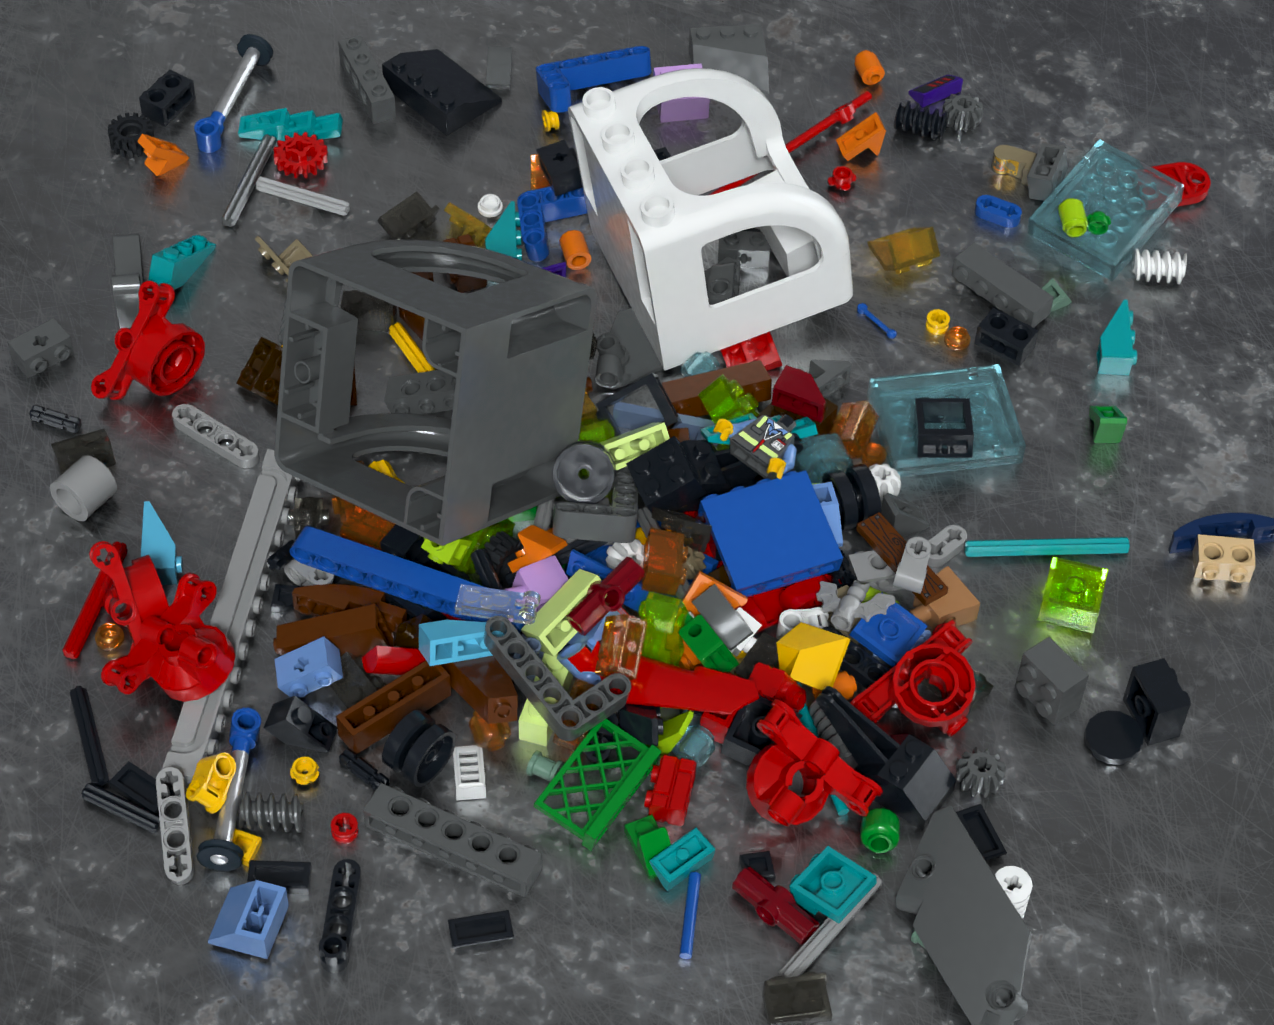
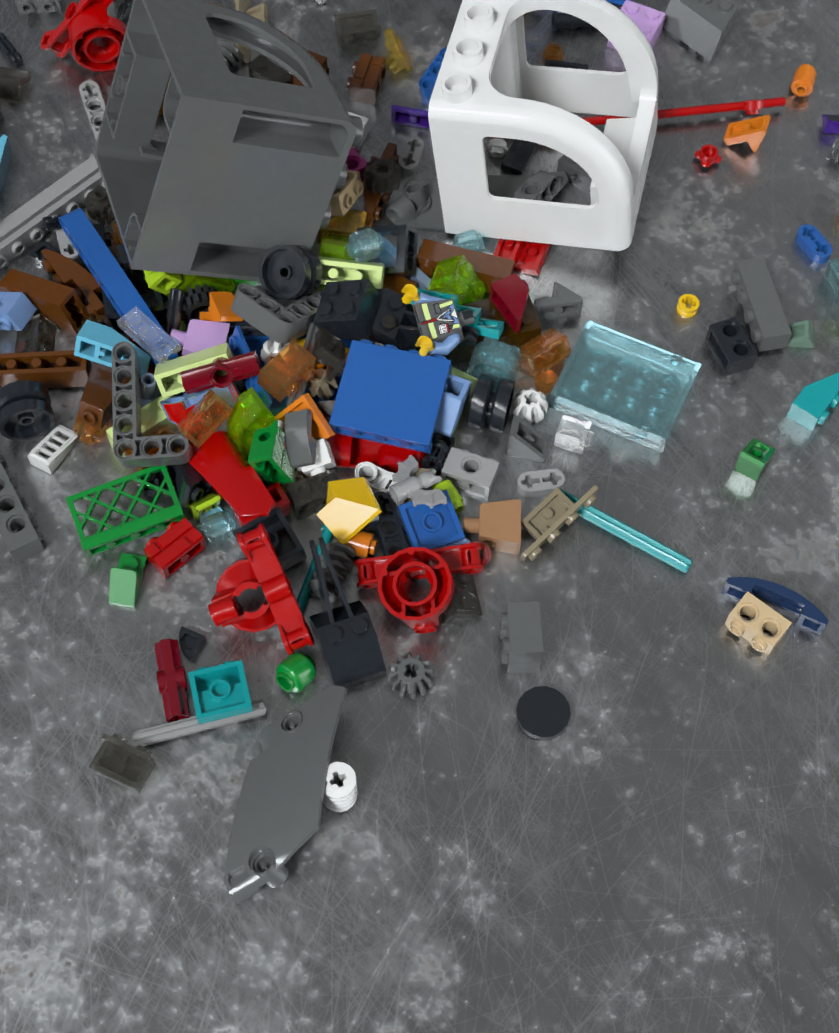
camera: 35 degrees right, 10 degrees up
(391, 660) = (58, 335): red brick -> none
(490, 205) = (424, 46): white plate -> none
(504, 235) = (403, 79): teal slope -> none
(543, 766) = (101, 473): sand green bush -> none
(625, 413) = (365, 245): none -> clear light blue head
(682, 858) = (136, 603): teal slope -> none
(690, 915) = (110, 649): blue bar -> none
(778, 685) = (302, 517): red brick -> none
(862, 309) = (638, 264): blue hinge -> none
(890, 548) = (487, 474): reddish brown tile -> none
(905, 249) = (709, 235): clear yellow slope -> none
(913, 565) = (481, 483): light grey piece -> none
(921, 120) = (808, 142): black piece -> none
(930, 441) = (609, 407): black window -> none
(940, 485) = (573, 433): none -> clear brick
(957, 338) = (691, 327): clear orange plate -> none
(982, 832) = (371, 722): black tile -> none
(984, 567) = (550, 515): none -> dark tan bracket
(1073, 594) = (602, 579): clear neon green brick -> none
(1156, 701) = (595, 706): black brick -> none

